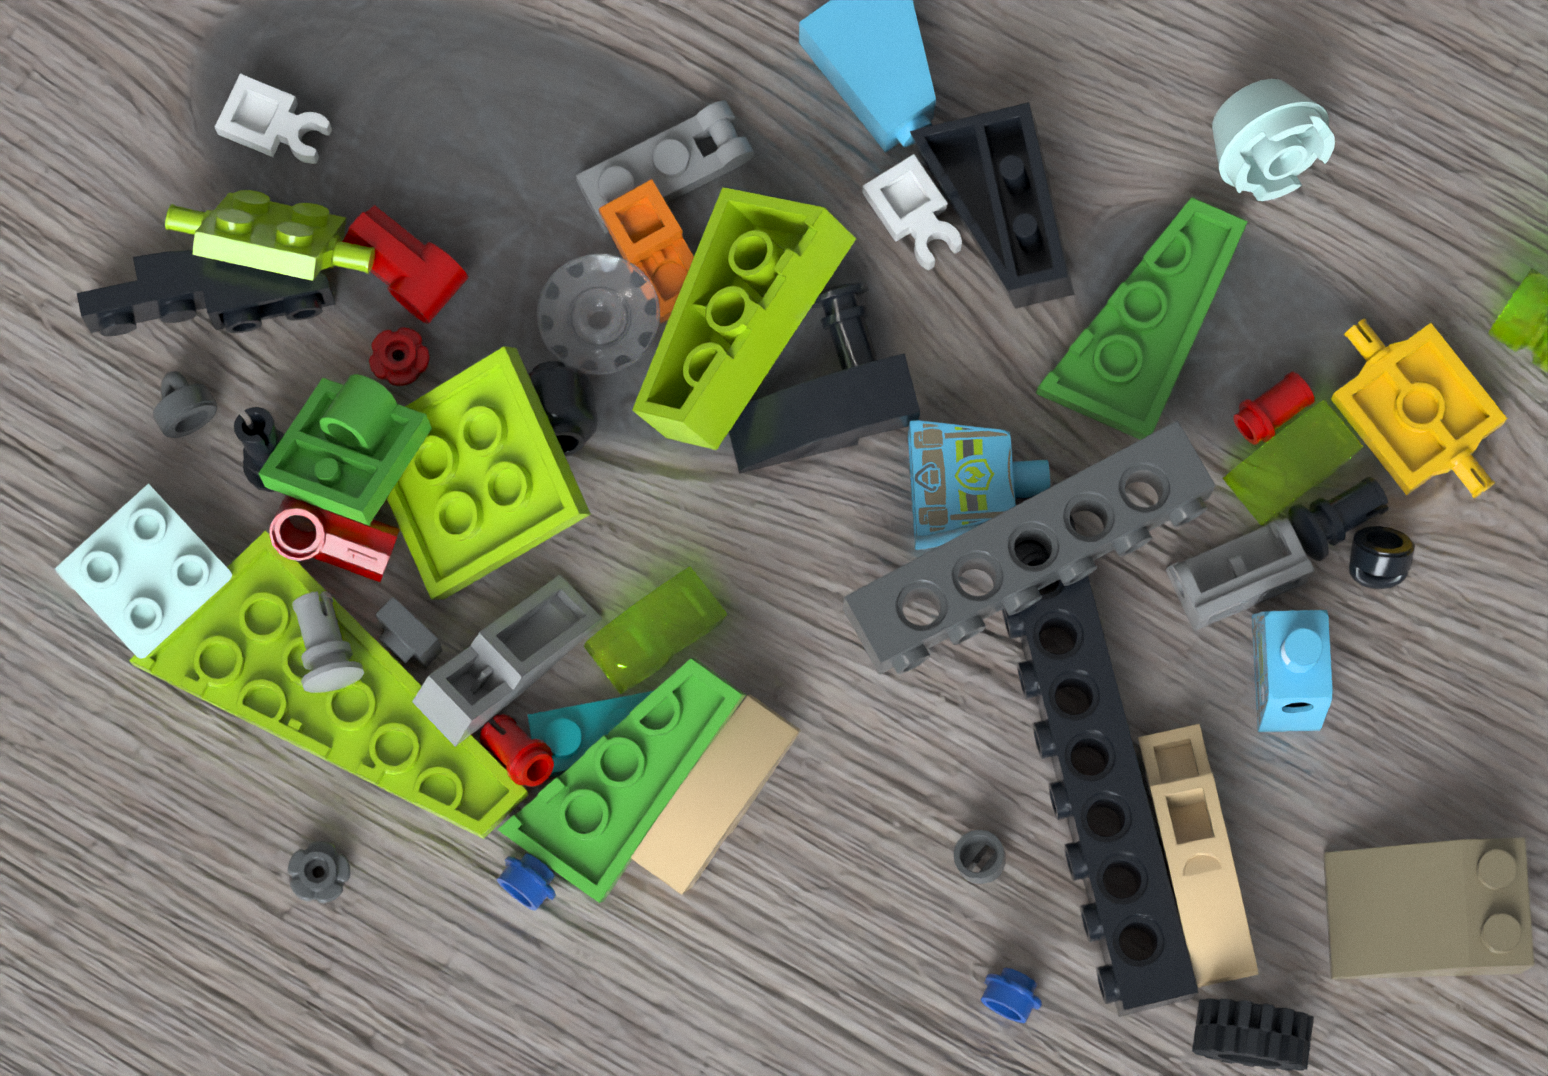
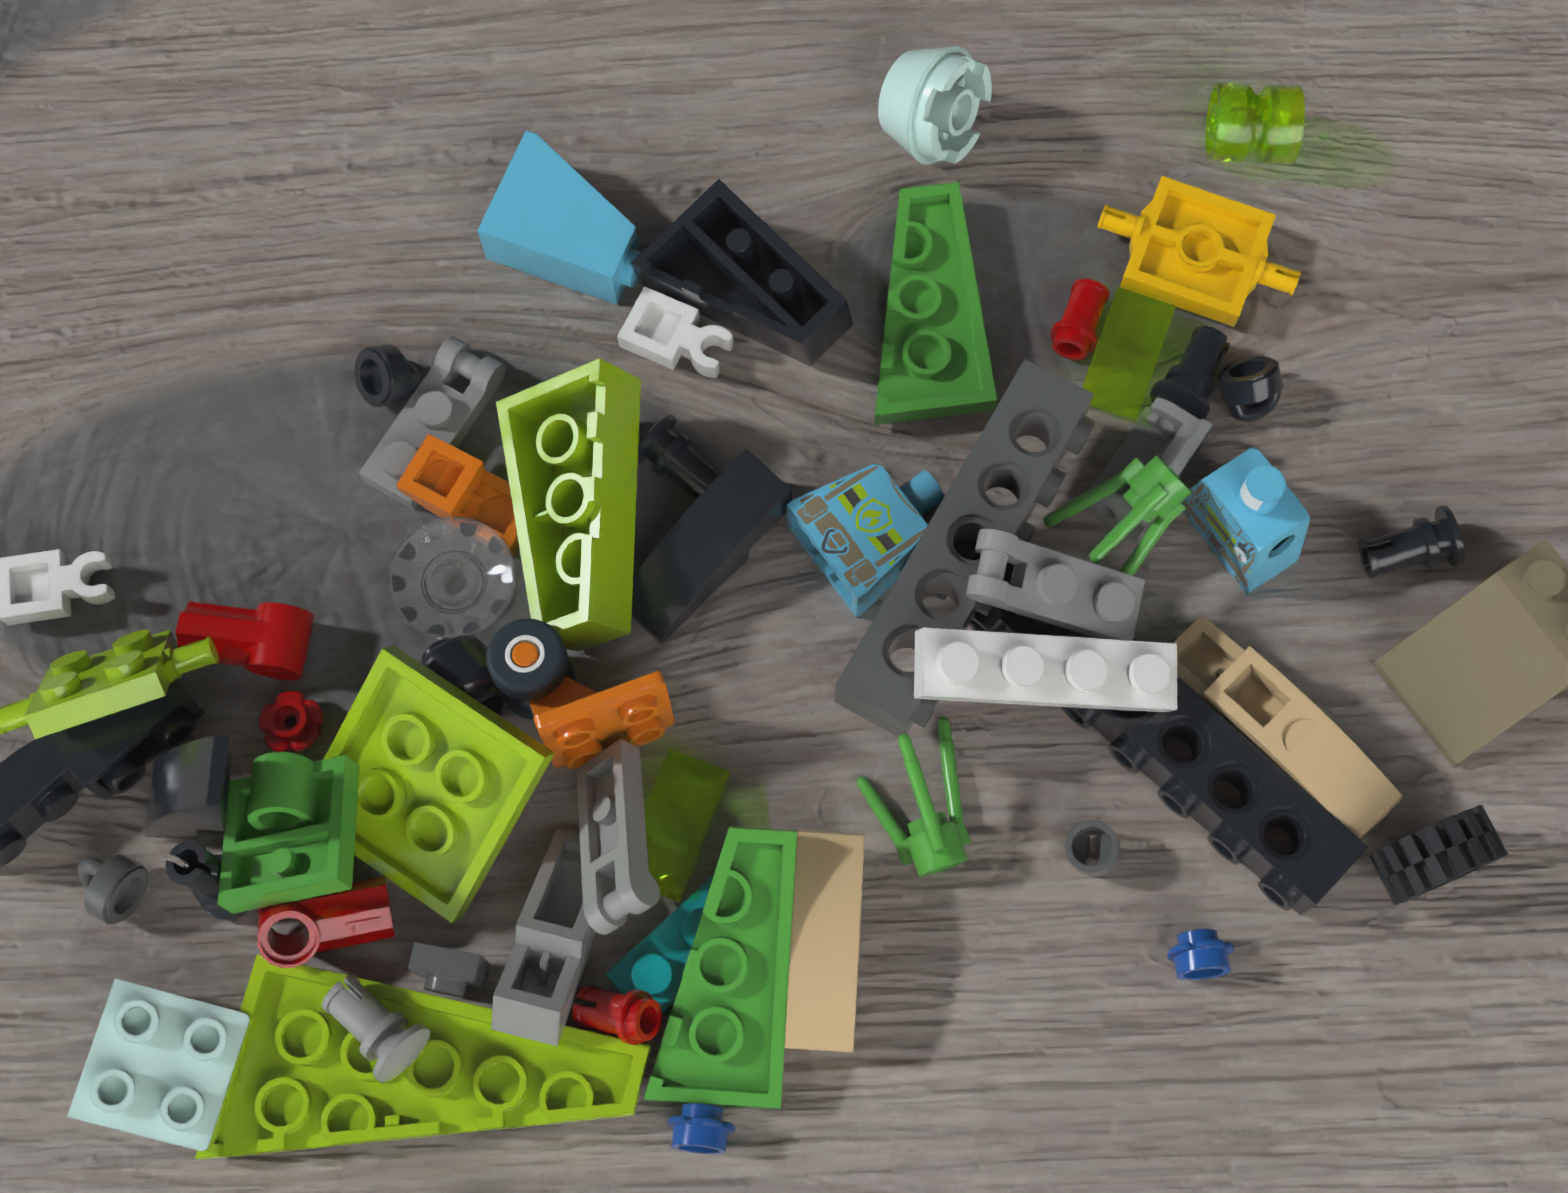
camera: 30 degrees left, 5 degrees down
(286, 367) = (190, 789): none -> black slope
(598, 609) = (613, 838): none -> light grey plate
(621, 494) = (572, 720): none -> orange plate
(648, 102) = (385, 375): none -> black tile
(855, 772) = (933, 841): none -> bright green plant
(1023, 689) = (1045, 670): none -> white plate
(1077, 628) = (1055, 587): none -> light grey plate
(1218, 597) = (1153, 494): none -> bright green plant
(1423, 777) = (1415, 545): none -> black pin

